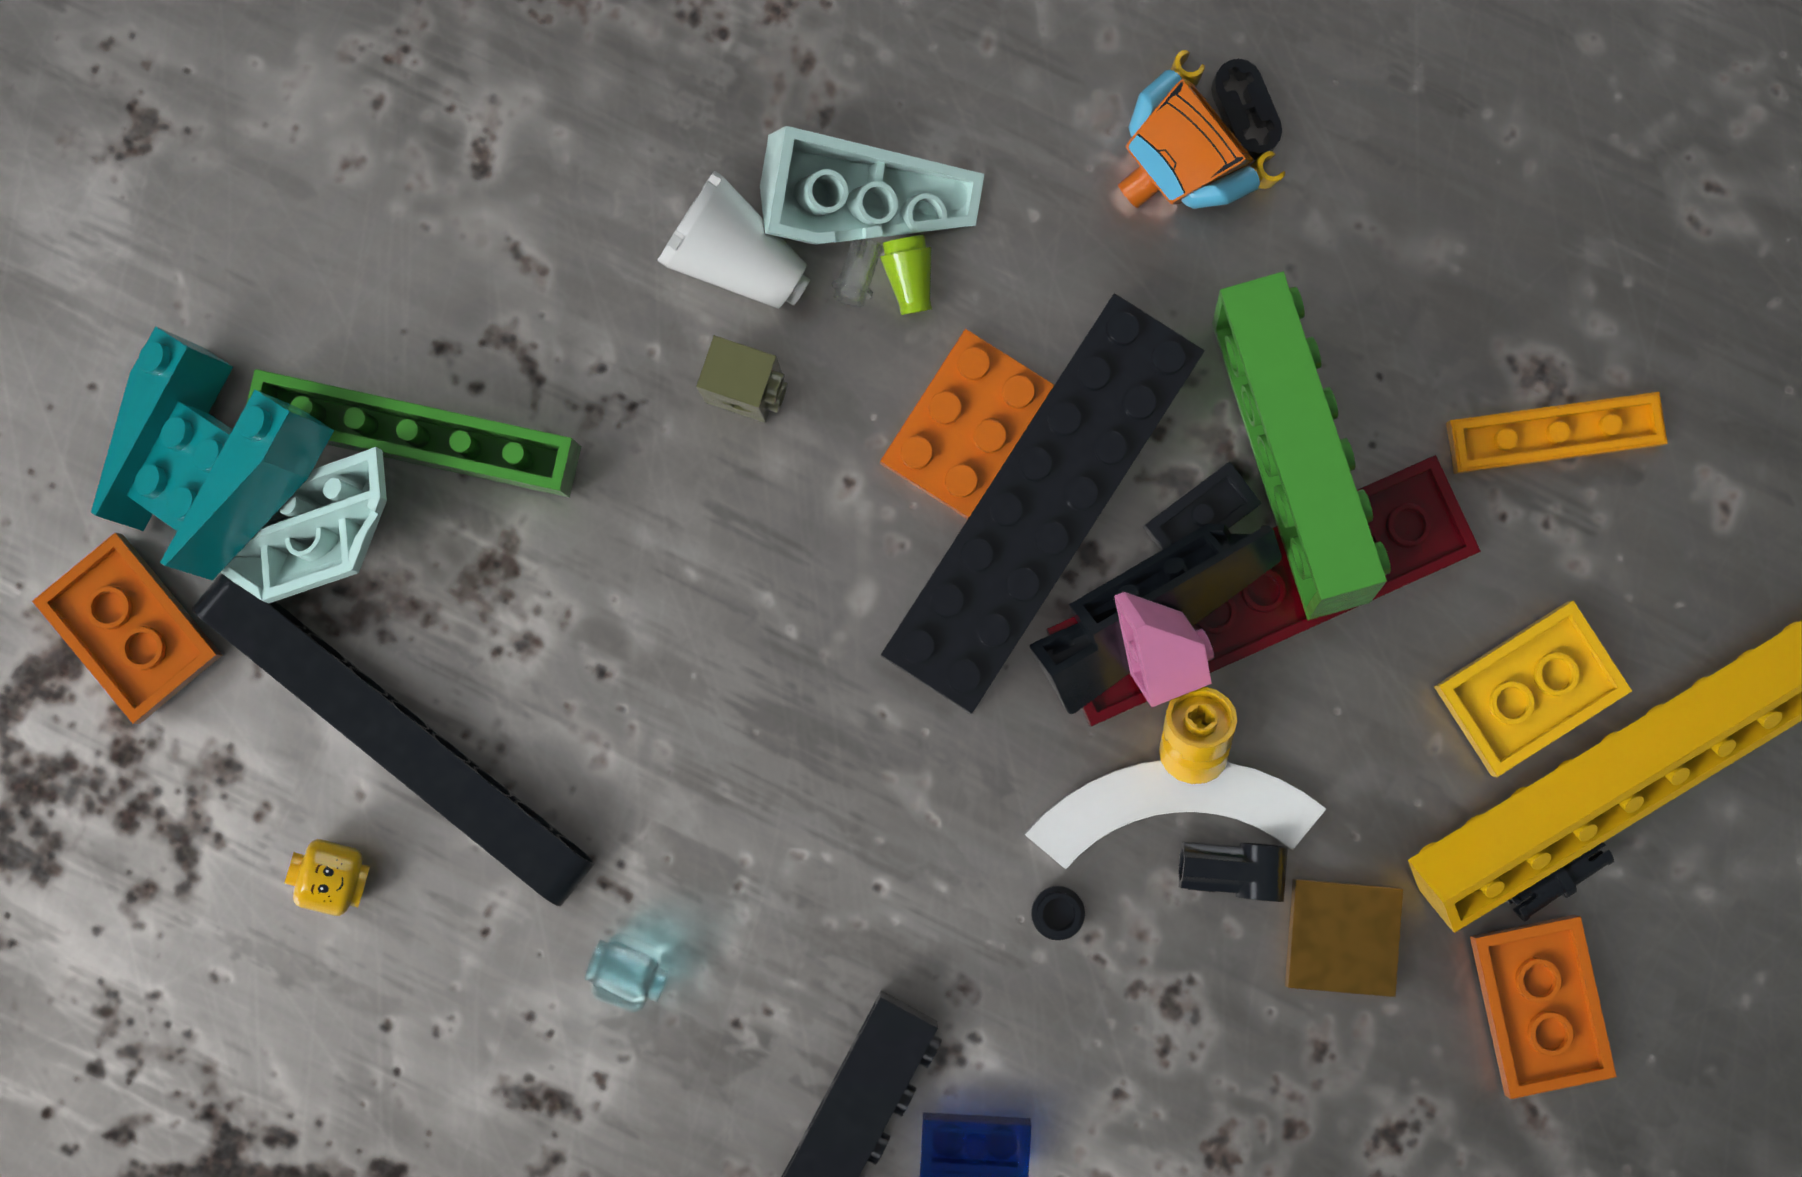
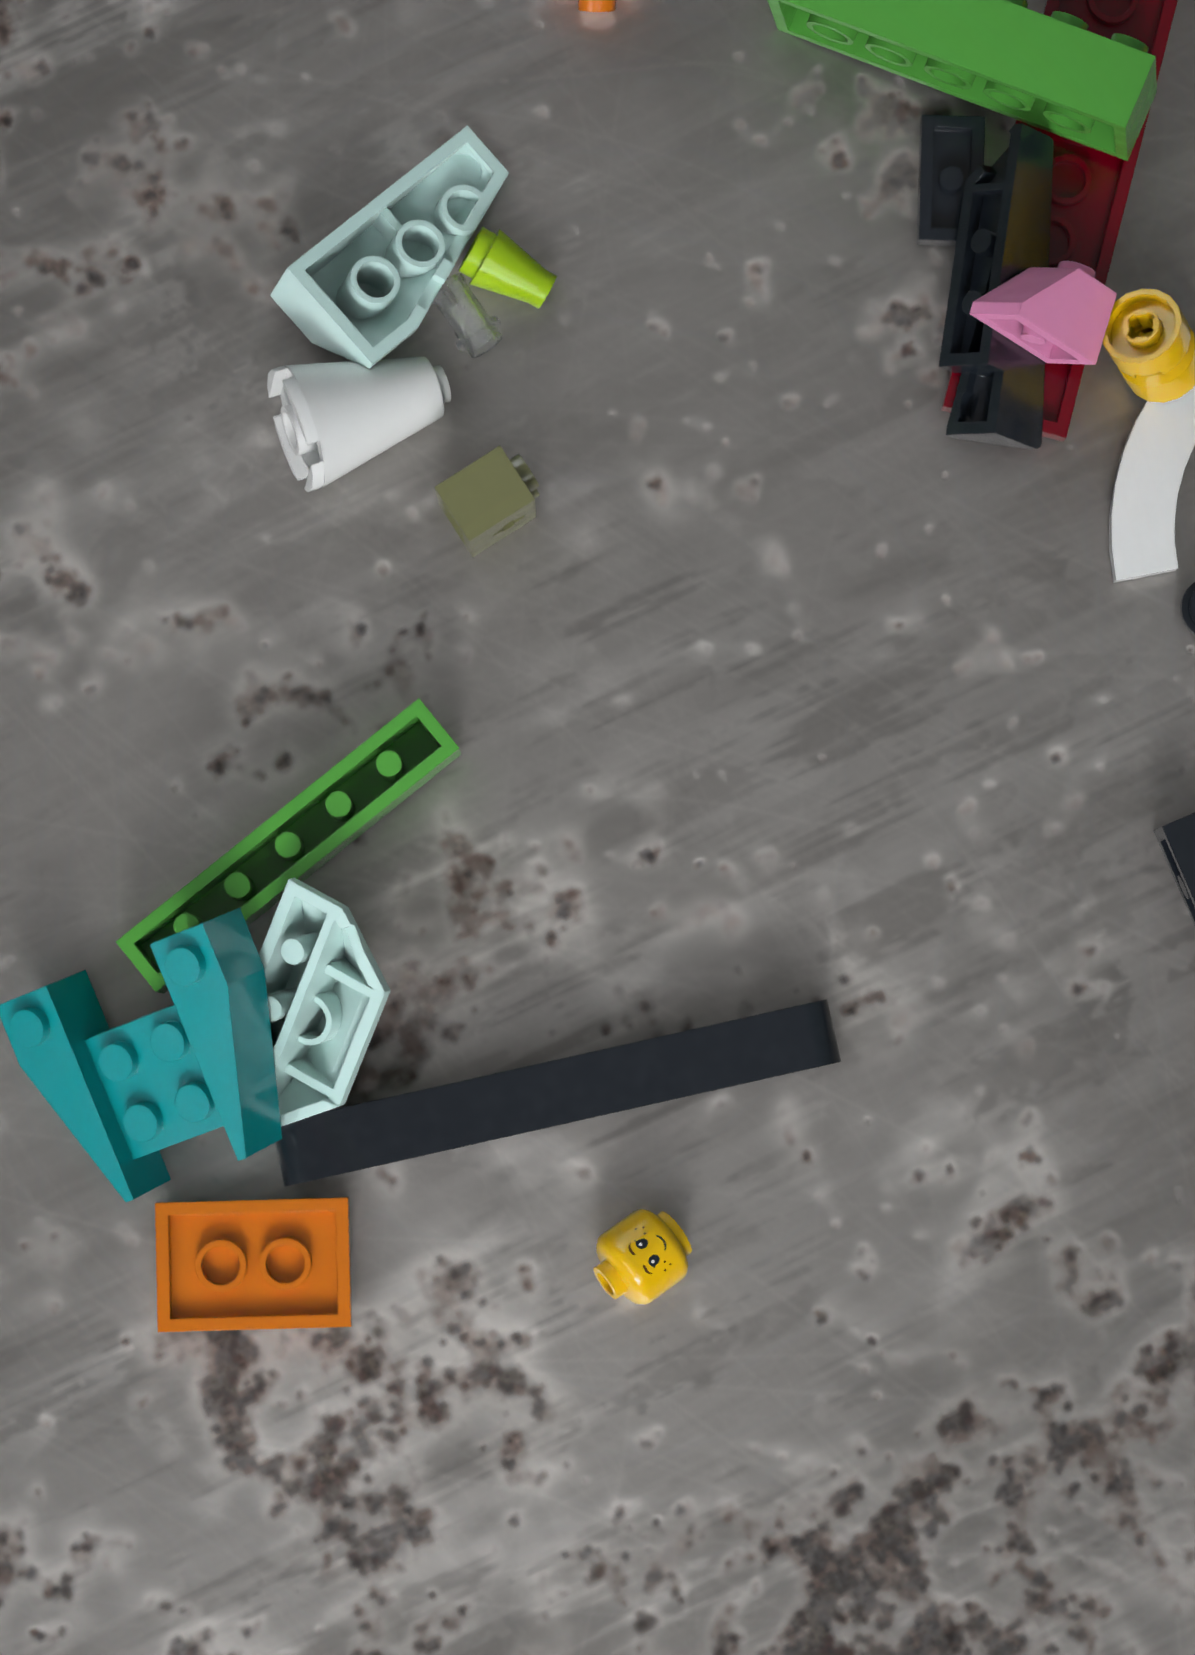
camera: 55 degrees left, 0 degrees up
(626, 972) = (952, 1047): clear light blue head -> none
(966, 423) = (690, 329): orange plate -> none
(1042, 503) = (824, 318): black brick -> none

